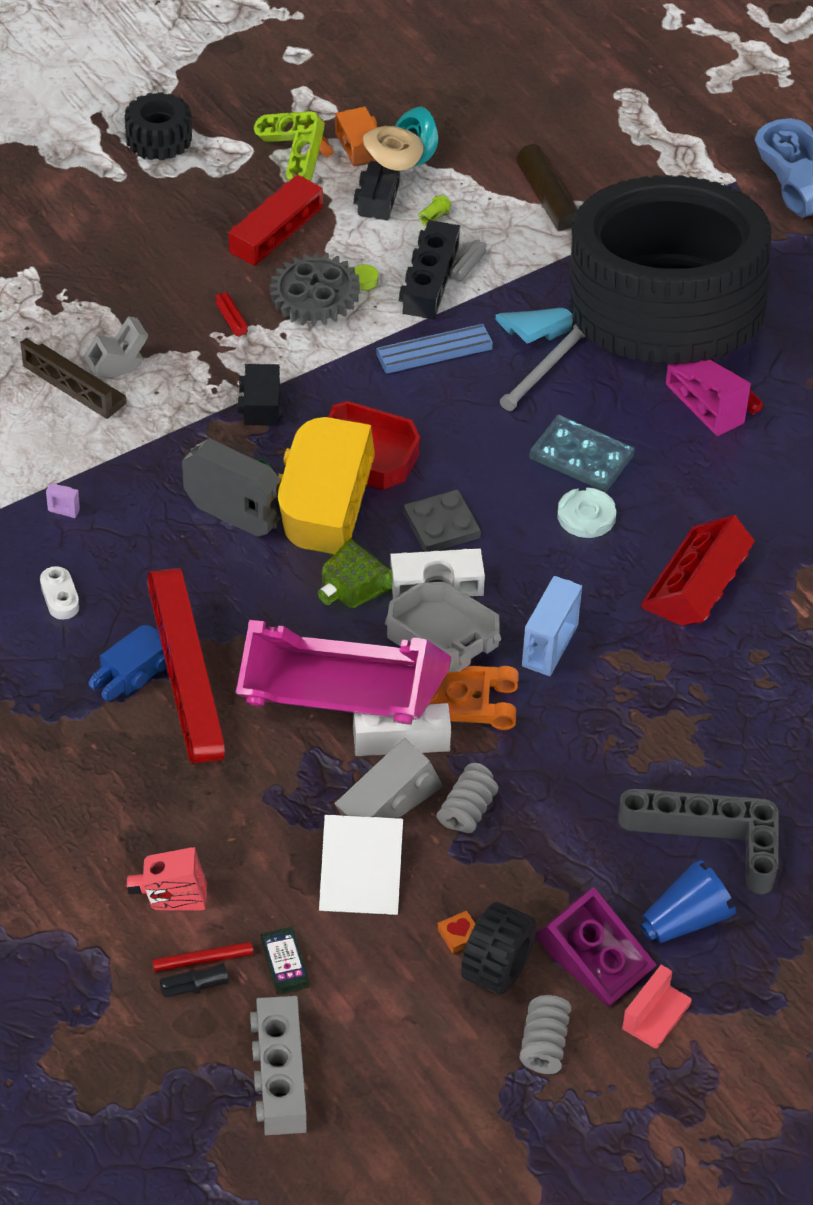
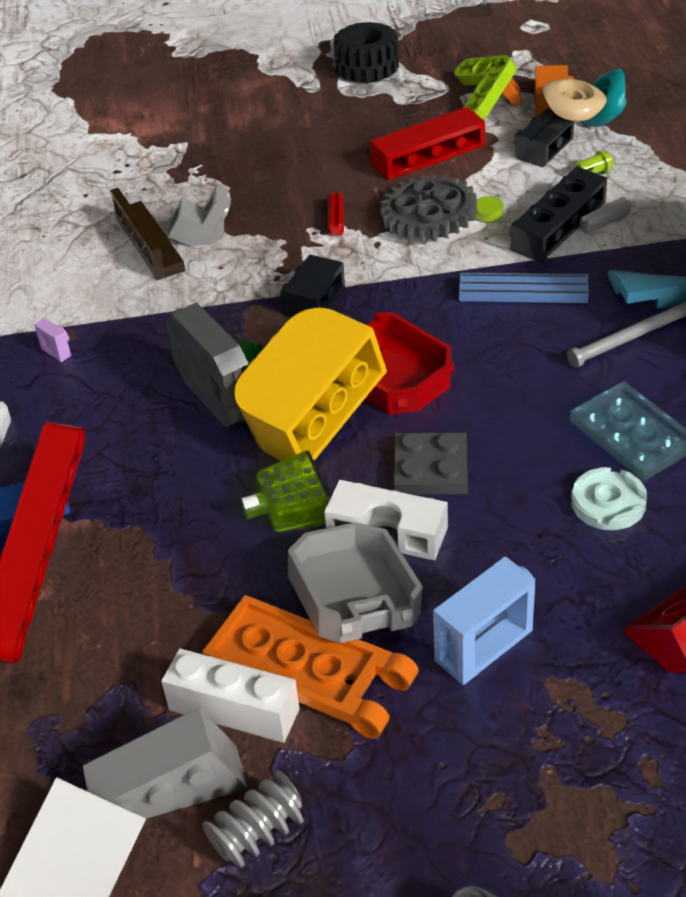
camera: 30 degrees right, 5 degrees down
(340, 674) = (182, 601): dark pink windscreen -> none

